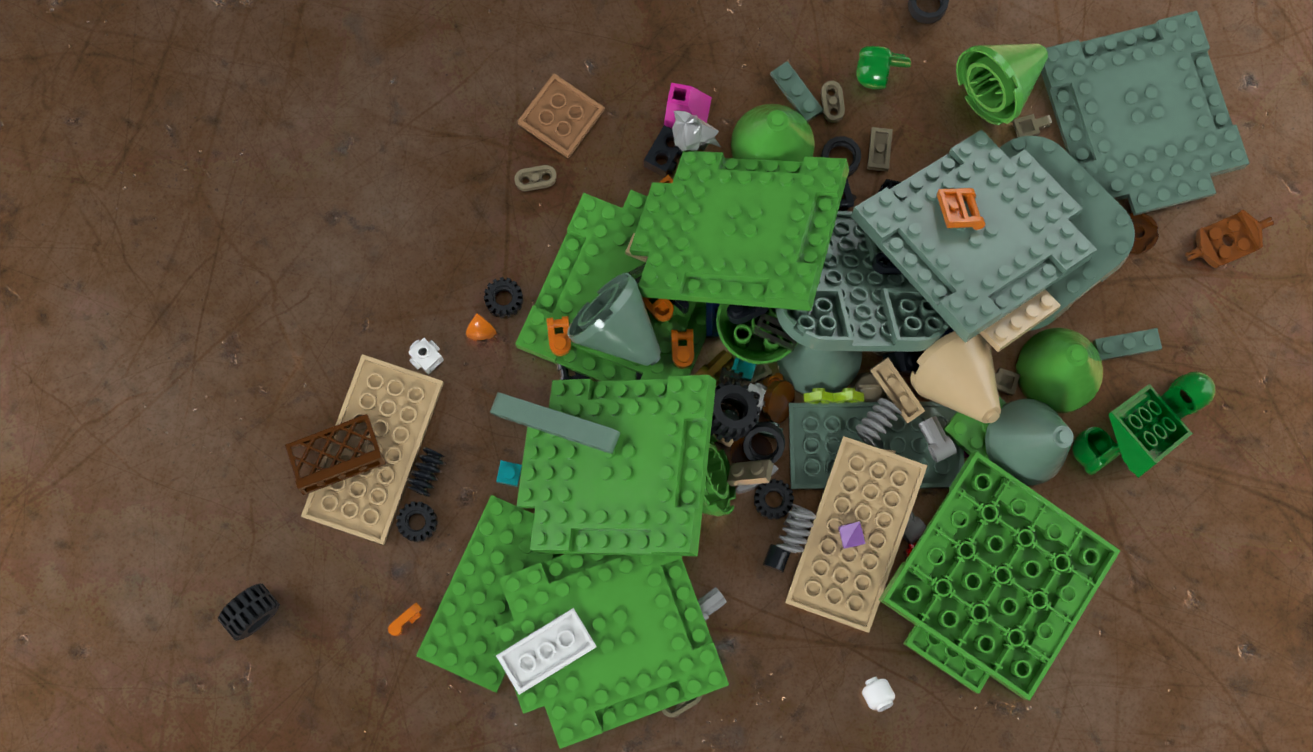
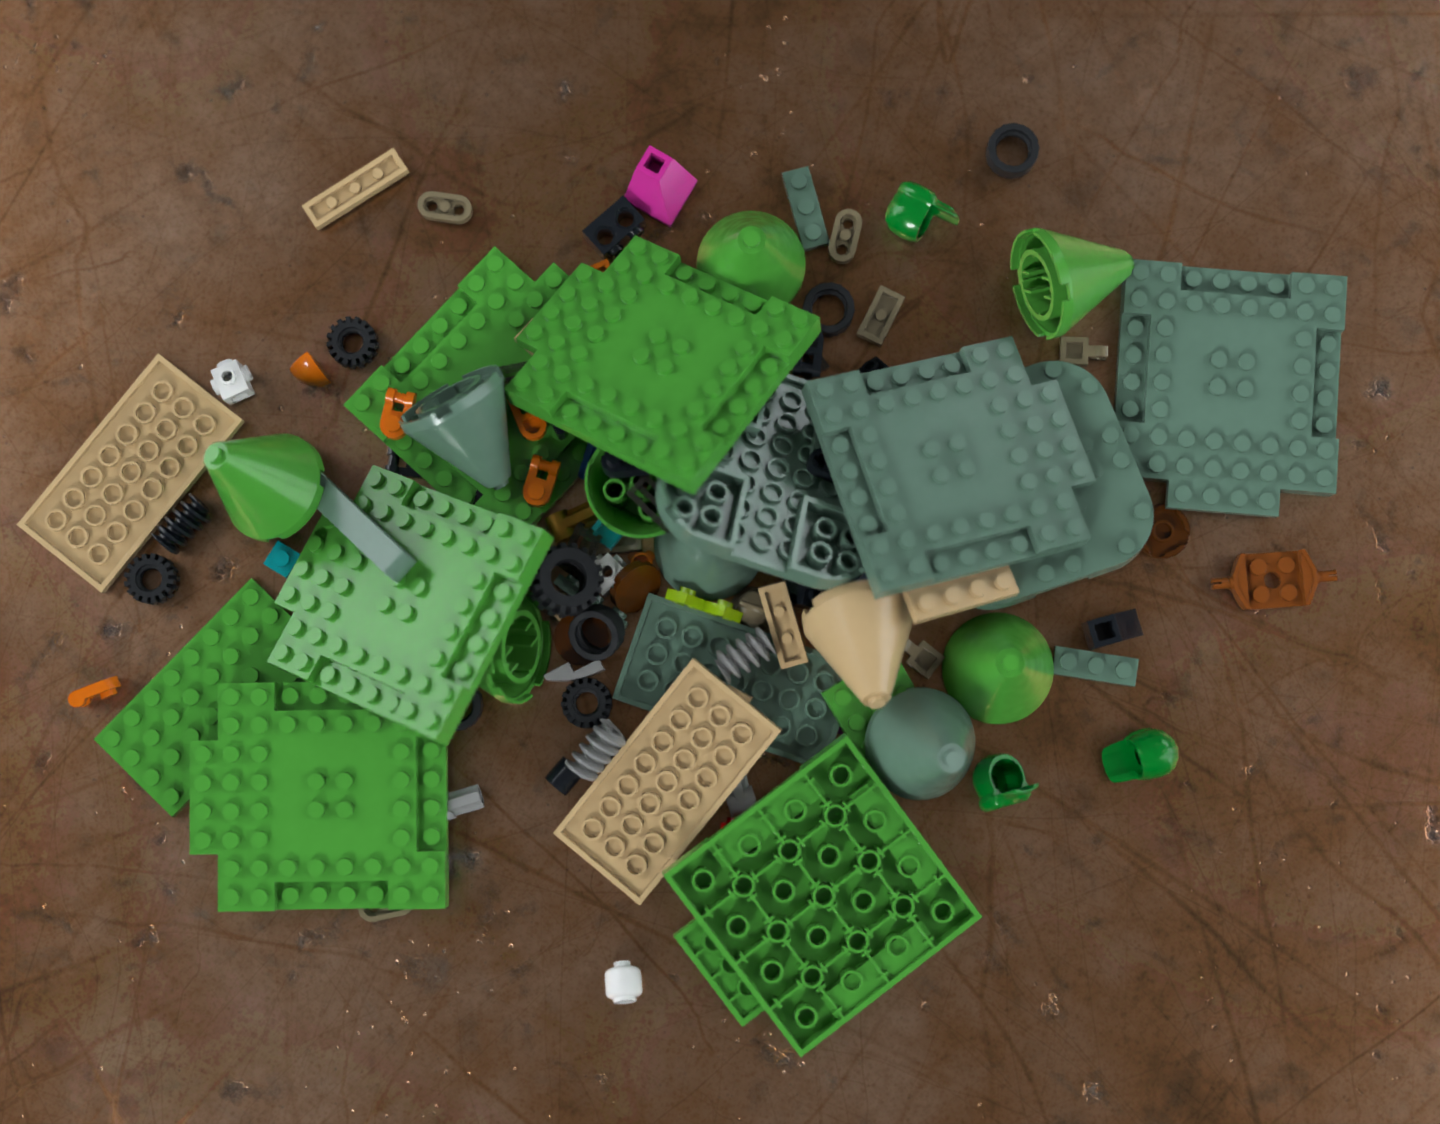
camera: 25 degrees right, 5 degrees up
(339, 471) = (75, 486): reddish brown fence -> none
(464, 186) = (355, 189): none -> tan plate
(484, 419) = (267, 483): none -> bright green cone
(546, 651) = (240, 791): white tile -> none
(561, 115) = (504, 140): medium nougat plate -> none
(692, 133) = (652, 217): light grey hair -> none
(750, 472) = (566, 662): dark tan plate -> none
(851, 535) = (658, 782): medium lavender slope -> none
(939, 445) = (810, 708): light grey piece -> none
(955, 211) = (928, 428): orange plate -> none
(1129, 313) = (1112, 629): none -> black slope
(1146, 430) = (1068, 782): green slope -> none

